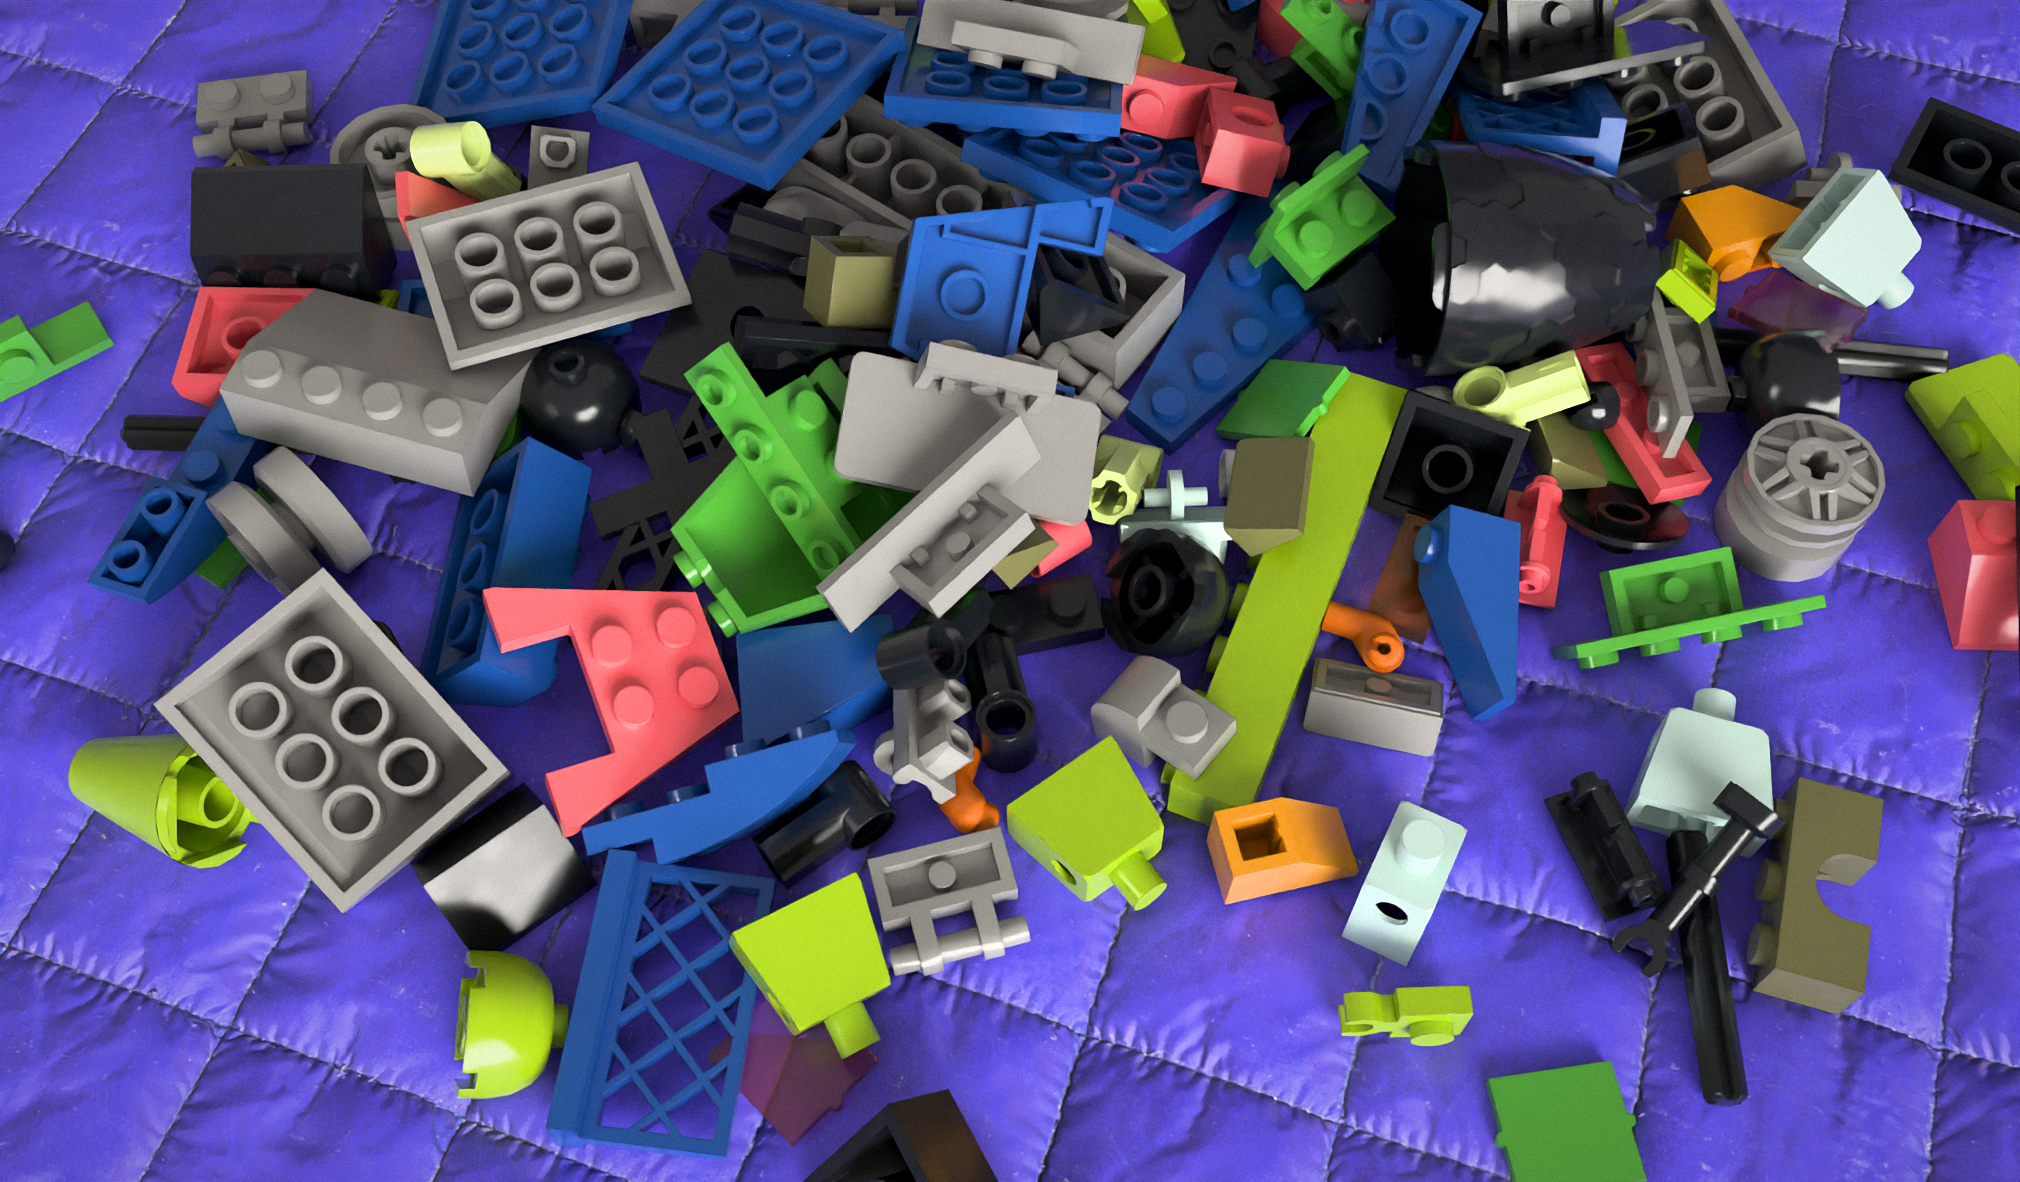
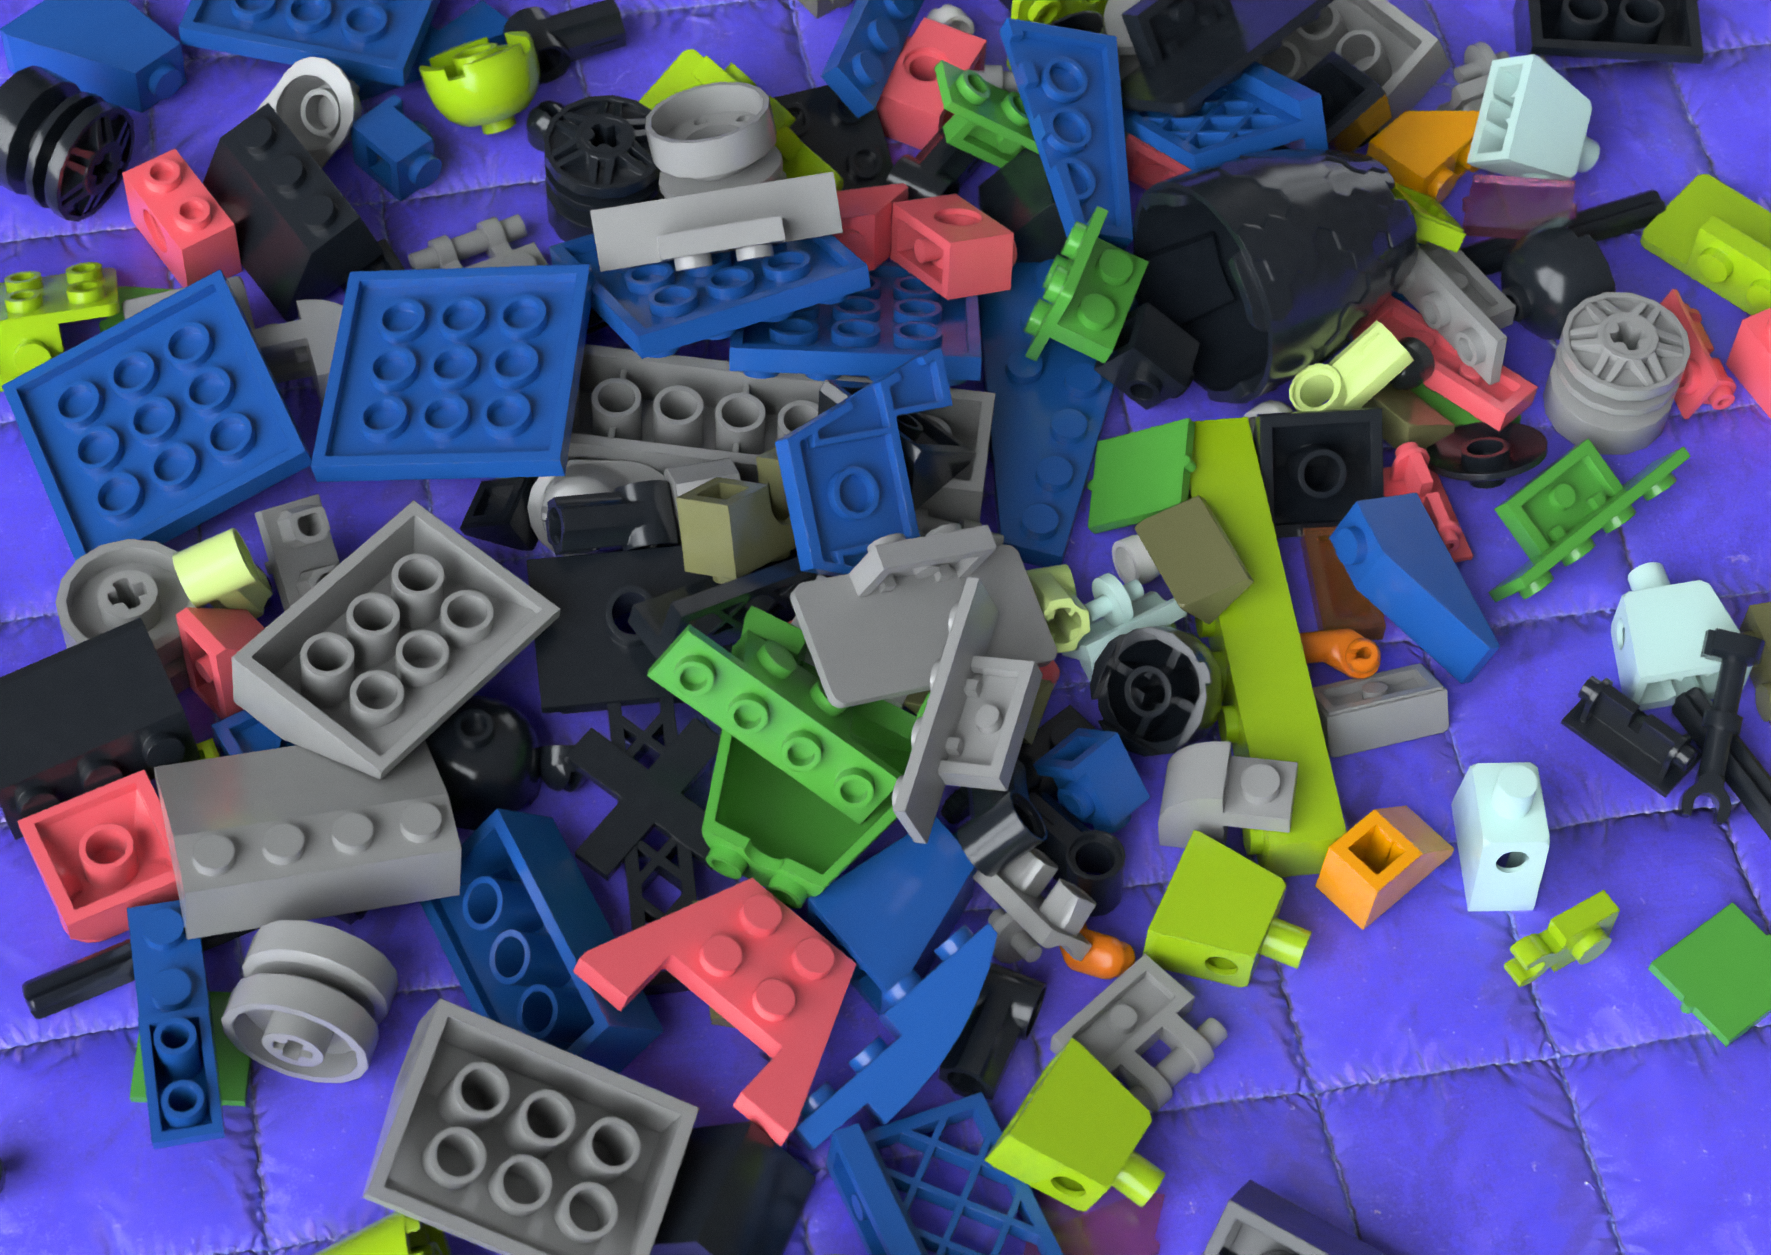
camera: 35 degrees left, 5 degrees down
(1056, 648) = (1095, 778): none -> blue brick
(1886, 535) = (1704, 376): none -> coral hinge

